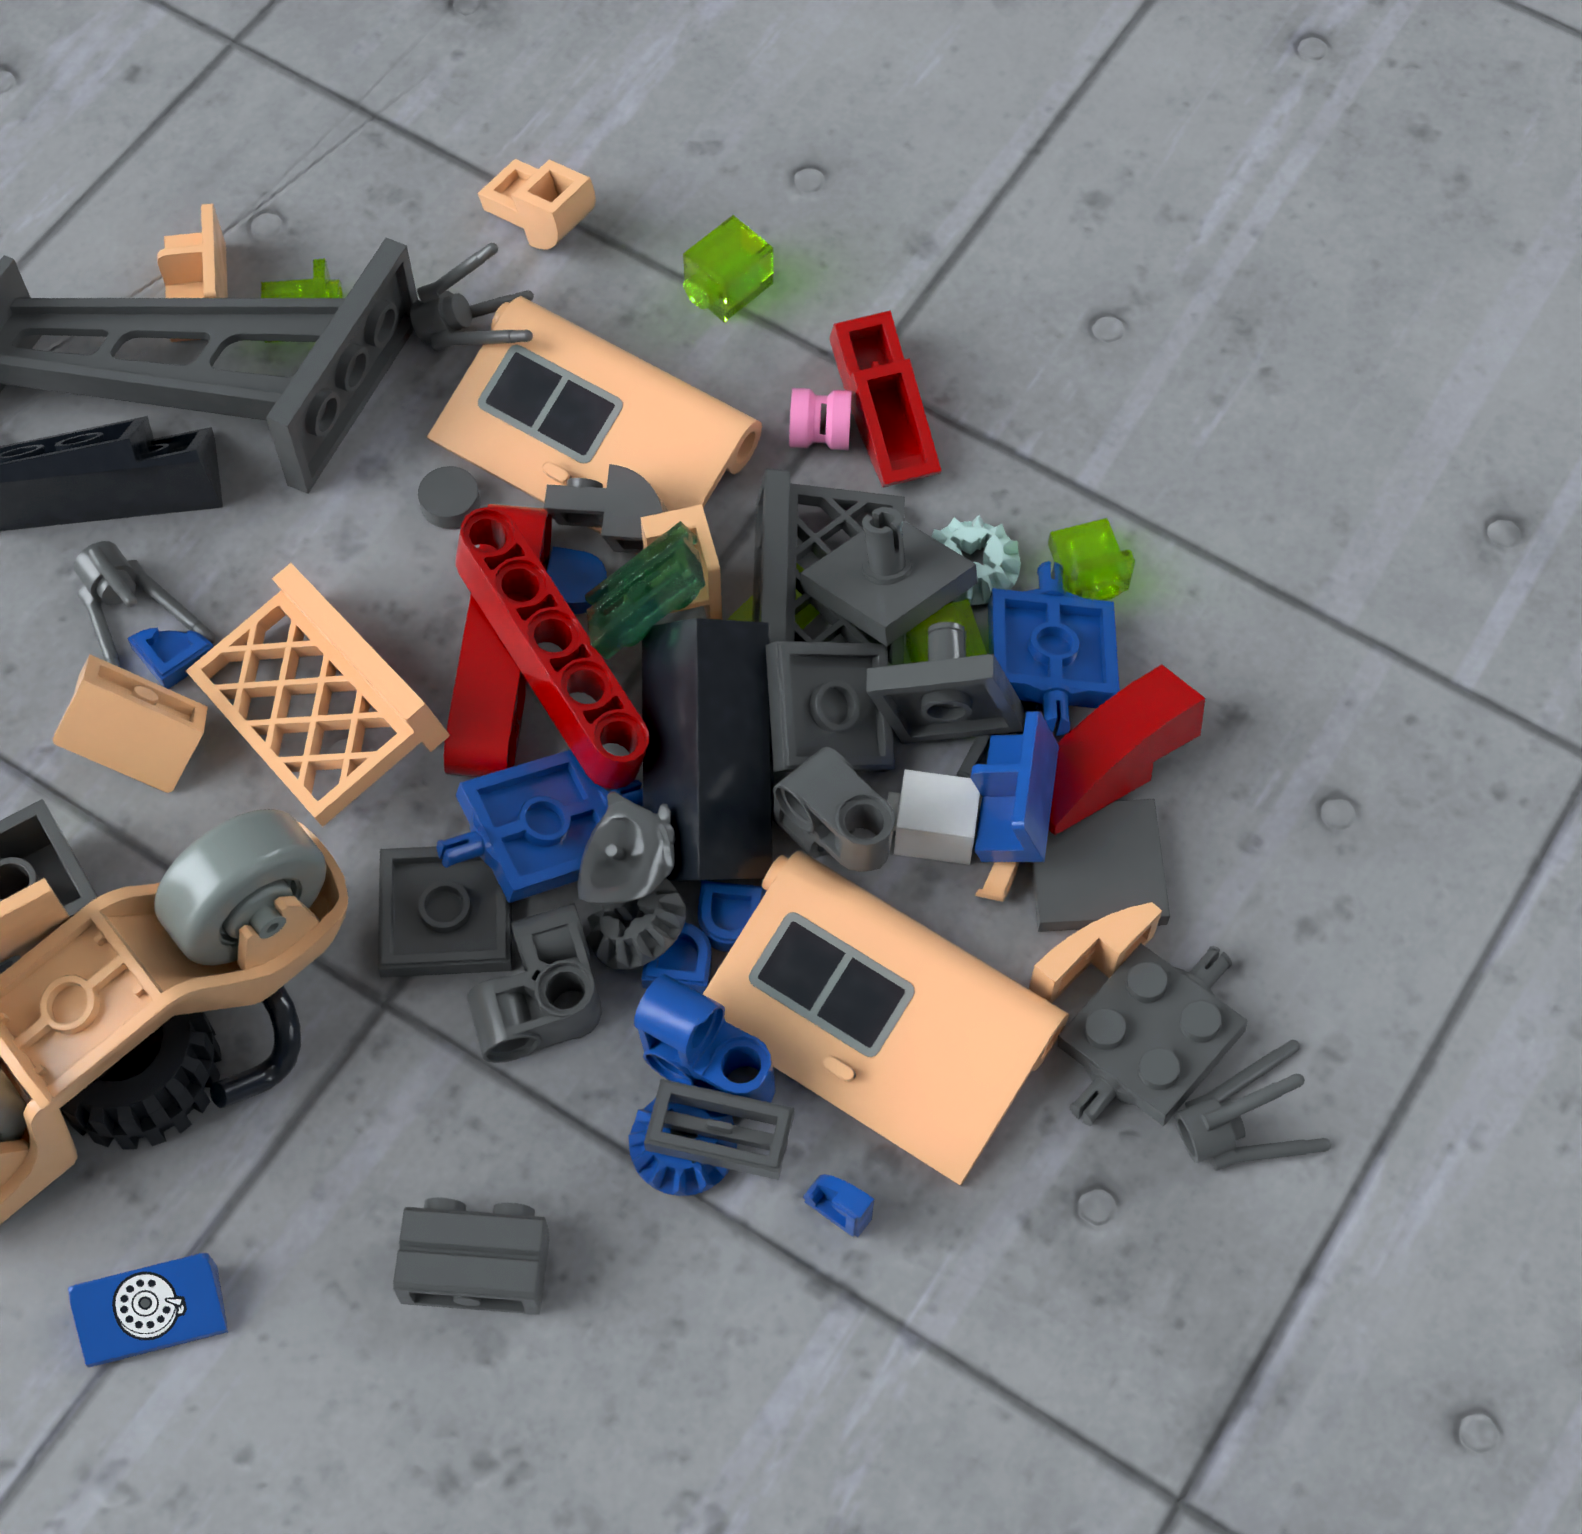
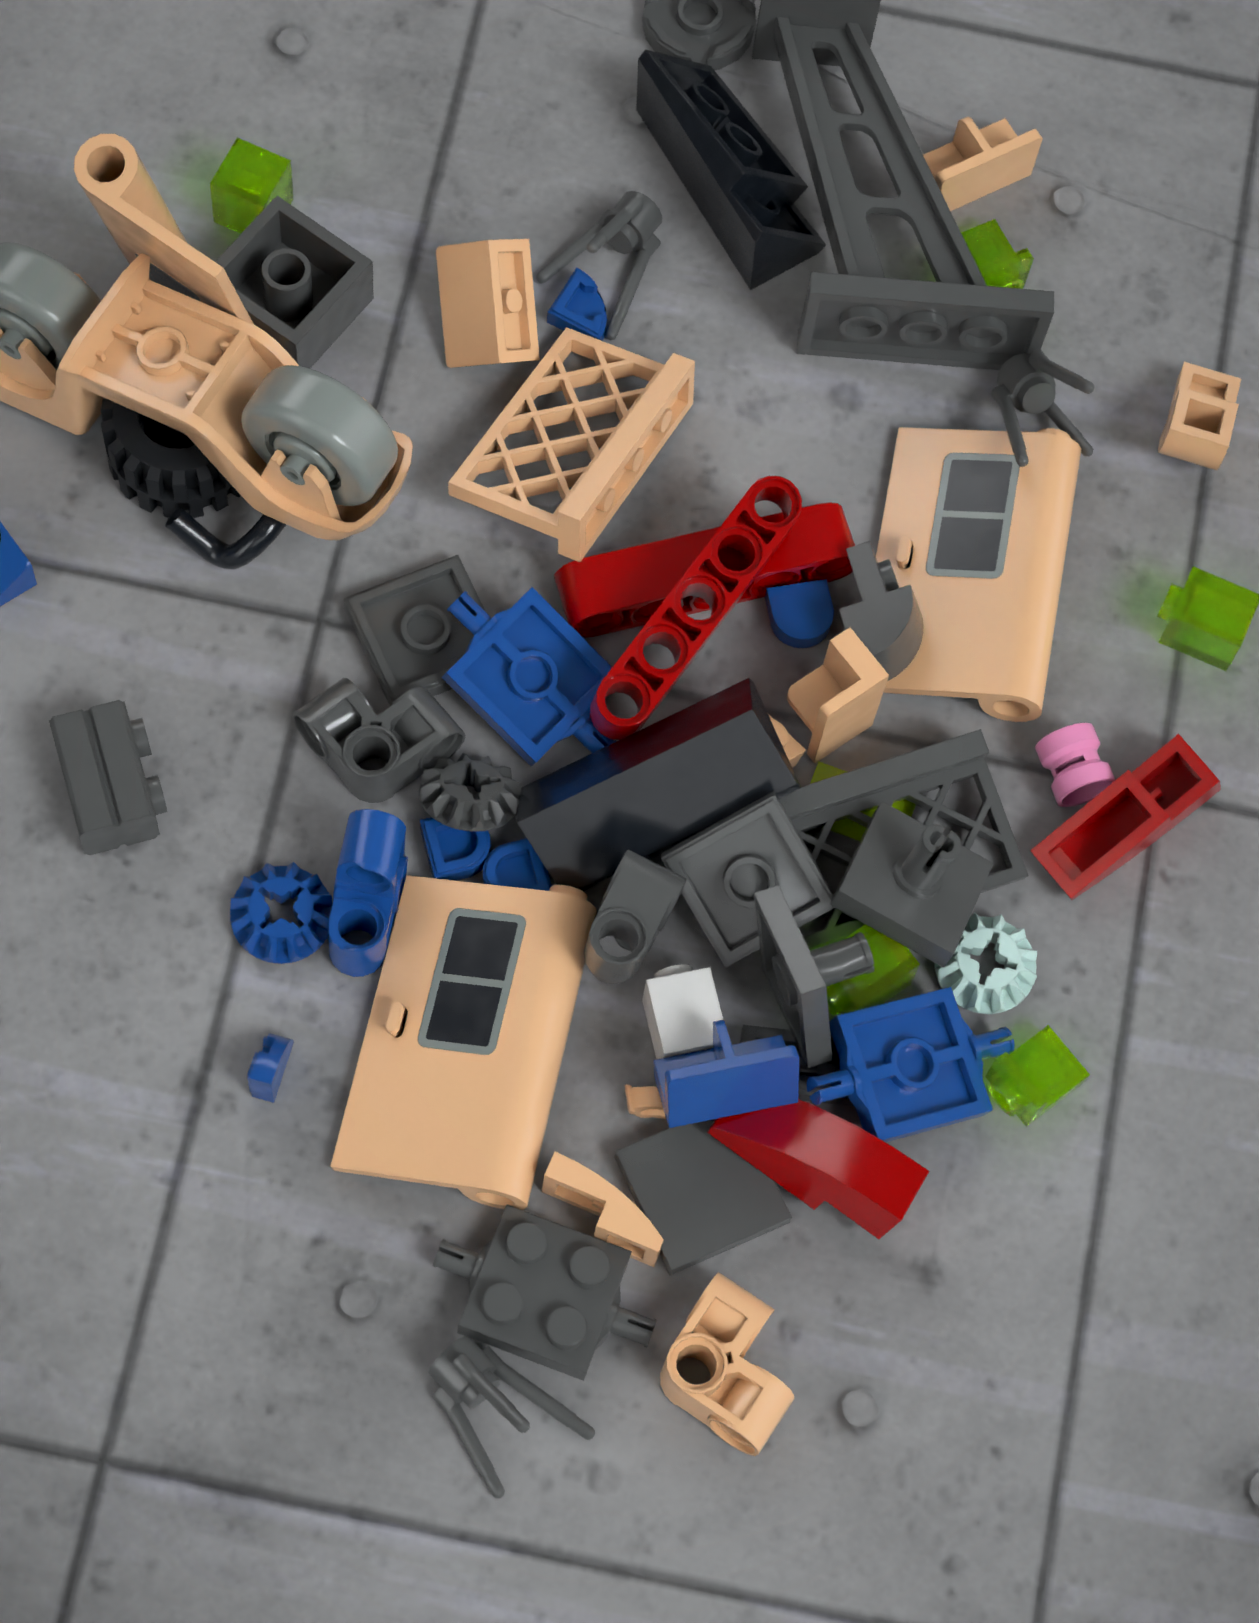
camera: 60 degrees right, 5 degrees up
(448, 496) = (842, 471): dark grey tile -> none
(626, 853) = (519, 754): dark grey hat -> none
(644, 591) = (776, 661): clear green plate -> none
(712, 1153) = (299, 985): dark grey tile -> none
(1243, 892) = (740, 1398): none -> light nougat piece

